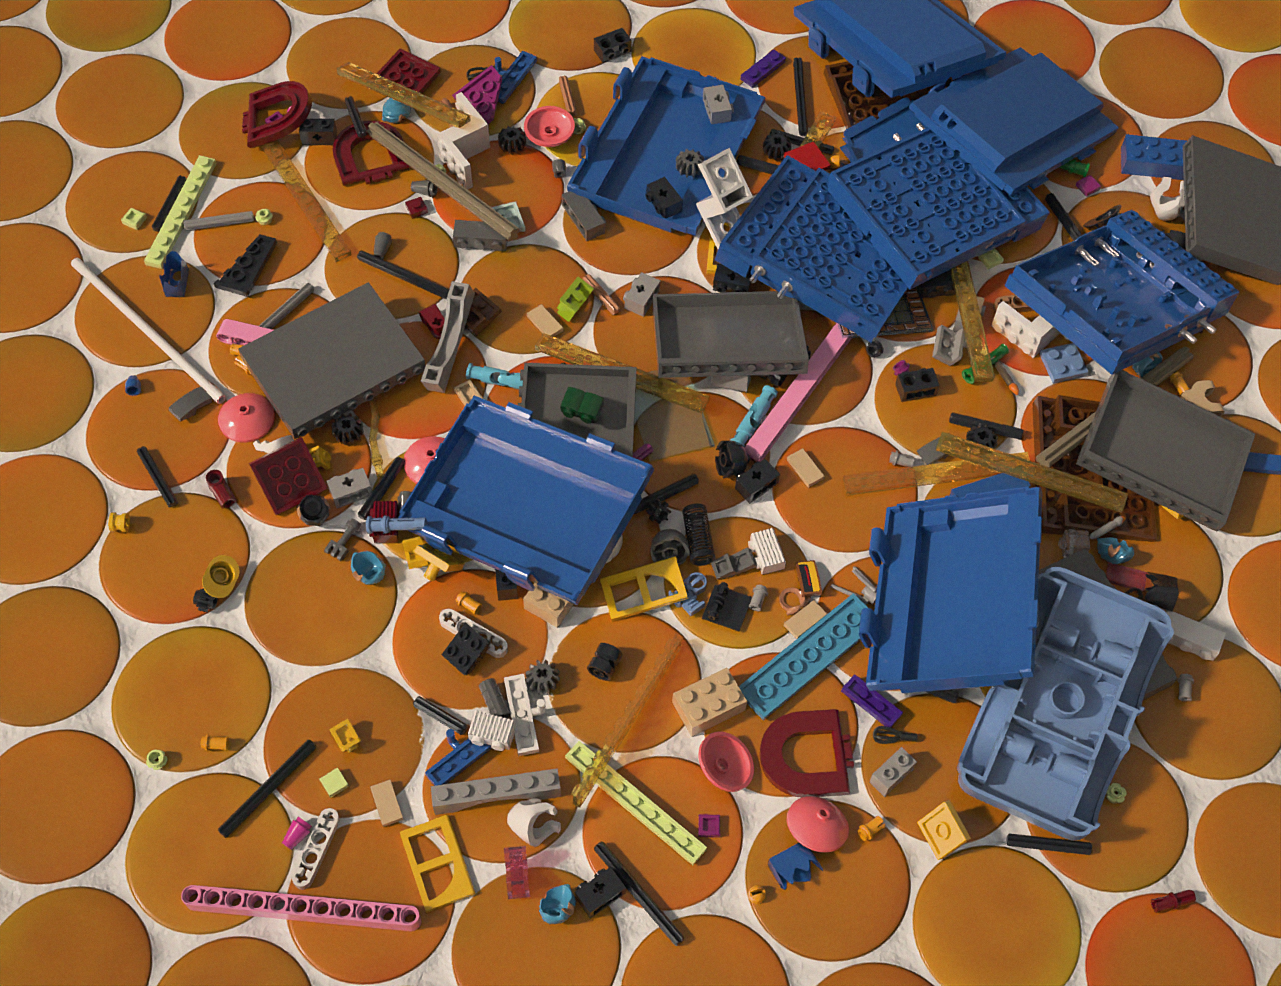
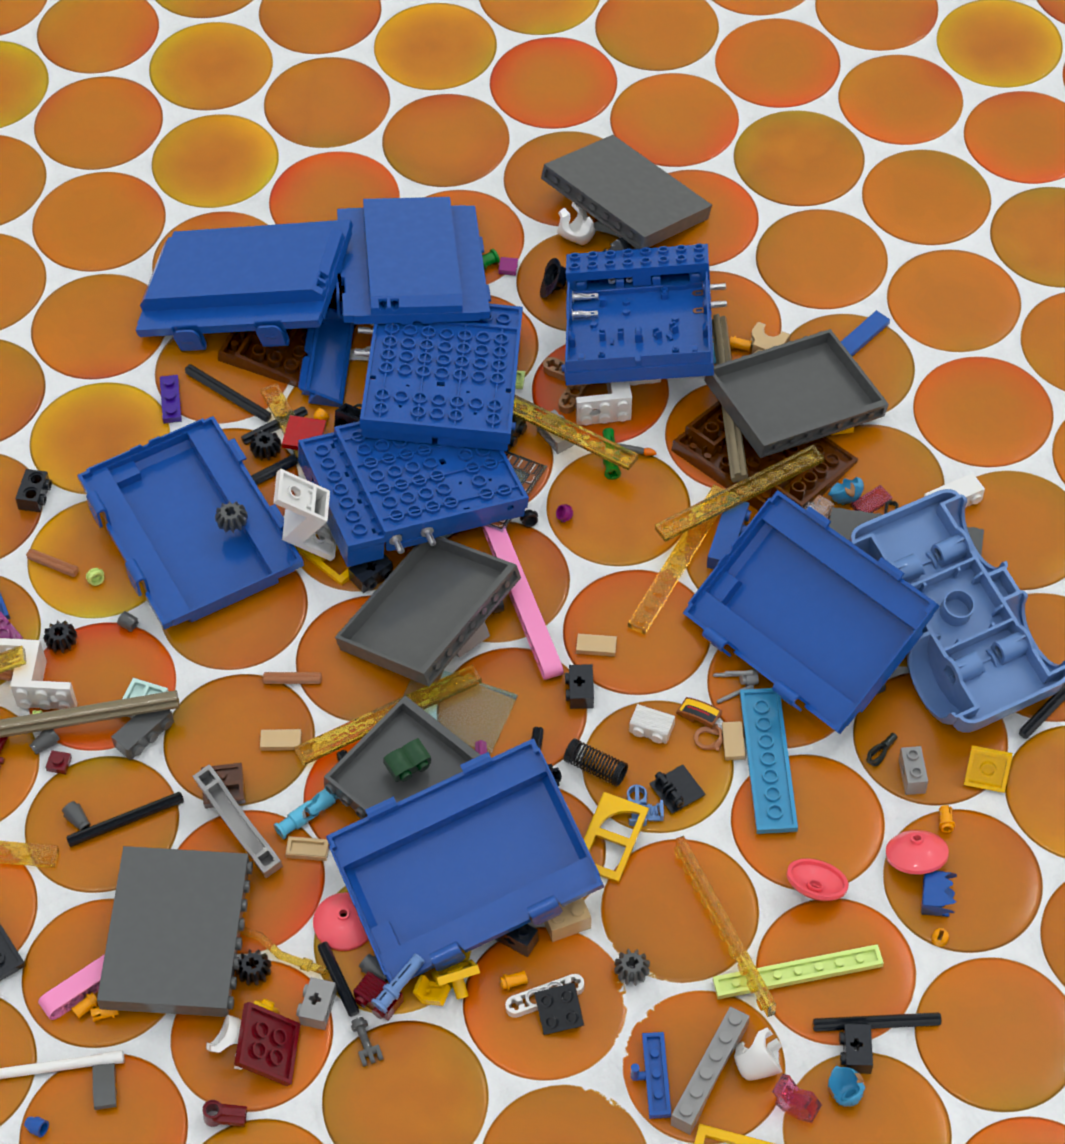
camera: 50 degrees left, 5 degrees down
(246, 425) = (161, 1059): coral dish -> none
(288, 306) = (70, 937): light grey axle -> none
(313, 510) = (317, 1046): black hair -> none
(367, 567) = (415, 1037): dark azure hair -> none
(433, 320) = (200, 824): dark red piece -> none
(440, 715) = (602, 1071): black axle -> none
(492, 731) = (656, 1035): white brick -> none
(494, 698) = (623, 1018): dark grey axle -> none
(523, 714) = (653, 1005): white plate -> none
(549, 126) = (75, 590): coral dish -> none
(574, 298) = (279, 698): lime window -> none
(584, 215) = (197, 635): dark grey brick -> none
(604, 662) = (654, 907): black wheel -> none
(640, 295) = (323, 646): light grey brick -> none
(664, 198) = (249, 560): black brick -> none
(669, 544) = (589, 790): dark grey cylinder -> none
(709, 701) = (753, 857): tan brick -> none
(709, 826) = (857, 932): magenta tile -> none
(717, 104) = (188, 455): light grey brick -> none
(731, 459) = (546, 690): black cylinder -> none
(735, 564) = (642, 756): dark grey slope -> none
(756, 412) = (519, 648): medium azure piece -> none
(760, 593) = (688, 761): light grey pin -> none
(806, 784) = (845, 850): dark red piece -> none
(871, 701) = (841, 744): dark purple plate -> none
(901, 459) = (644, 574): light grey pin -> none
(918, 388) = (592, 514): black brick -> none
(929, 454) = (658, 547): dark grey slope -> none
(948, 345) = (573, 464): light grey bracket -> none
(982, 436) = (676, 503): black gear -> none
(1000, 429) = (666, 494): black axle -> none
(1063, 216) = (530, 305): black axle -> none
(1063, 363) = (655, 403): medium blue plate -> none
(1108, 527) = (825, 480): light grey piece -> none
(1112, 797) = (1040, 642): yellowish green plate -> none
(1152, 157) = (525, 204): blue brick -> none
(1163, 593) = (907, 486): black piece -> none
(1185, 687) = (991, 531): light grey pin -> none

